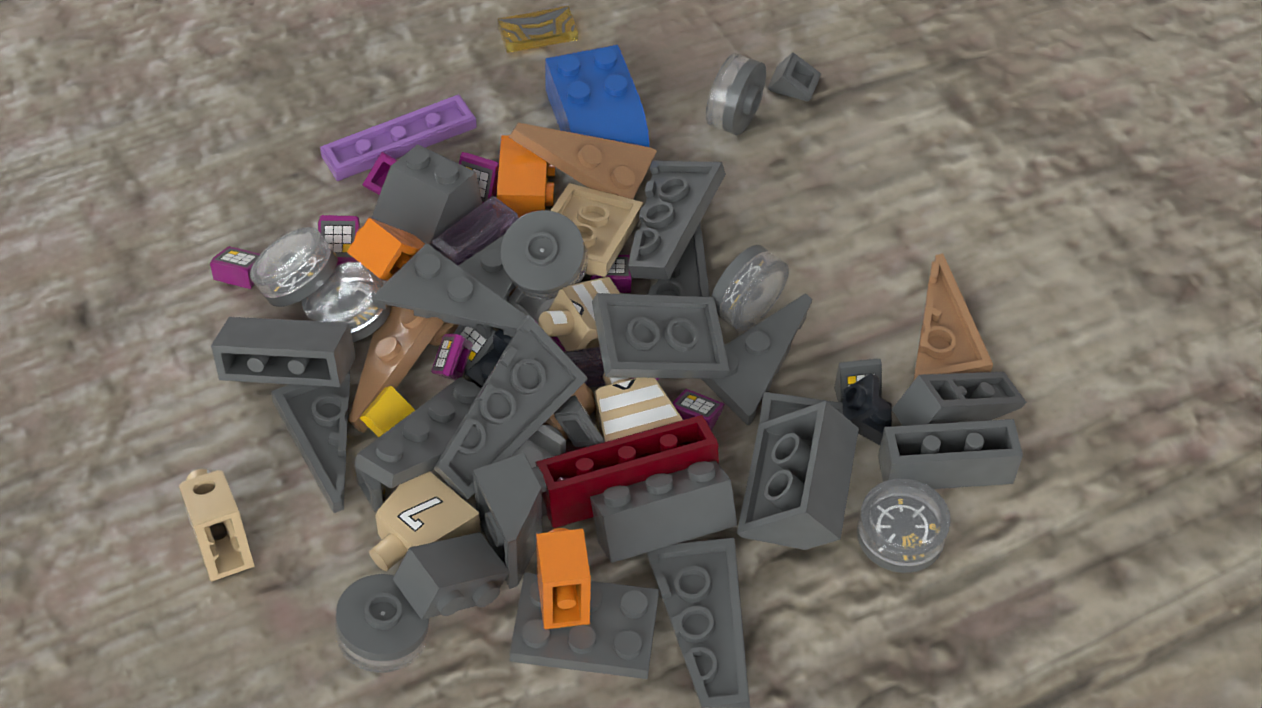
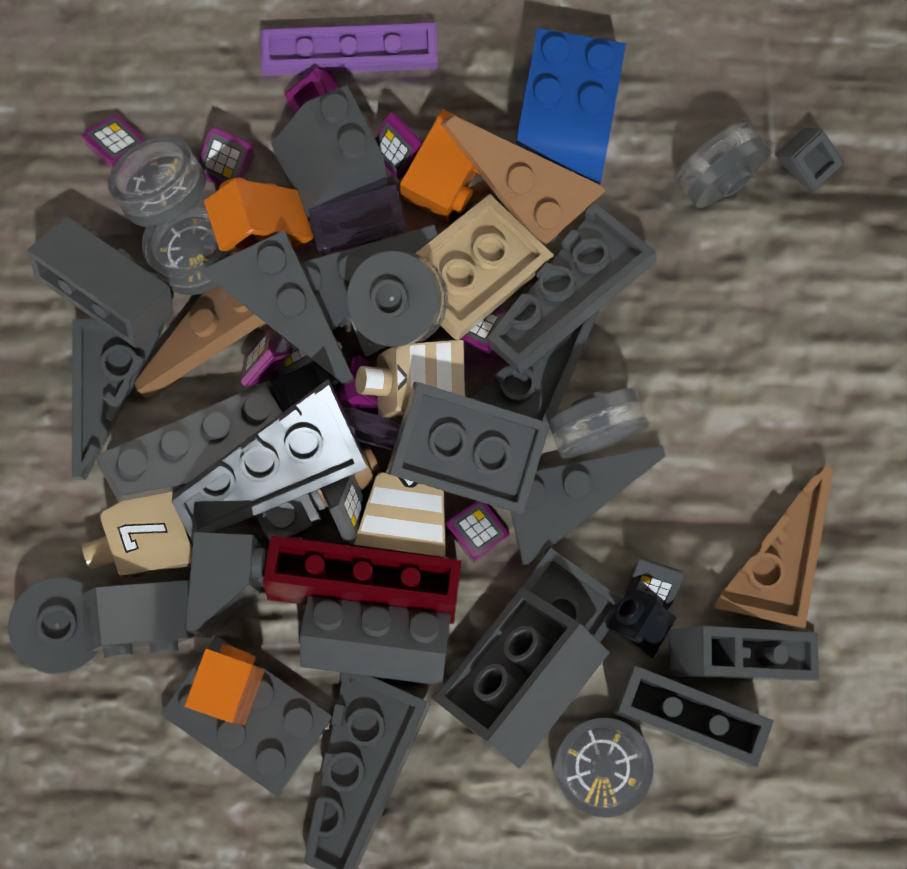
camera: 30 degrees right, 25 degrees up
(386, 411) = (173, 397): yellow tile -> none

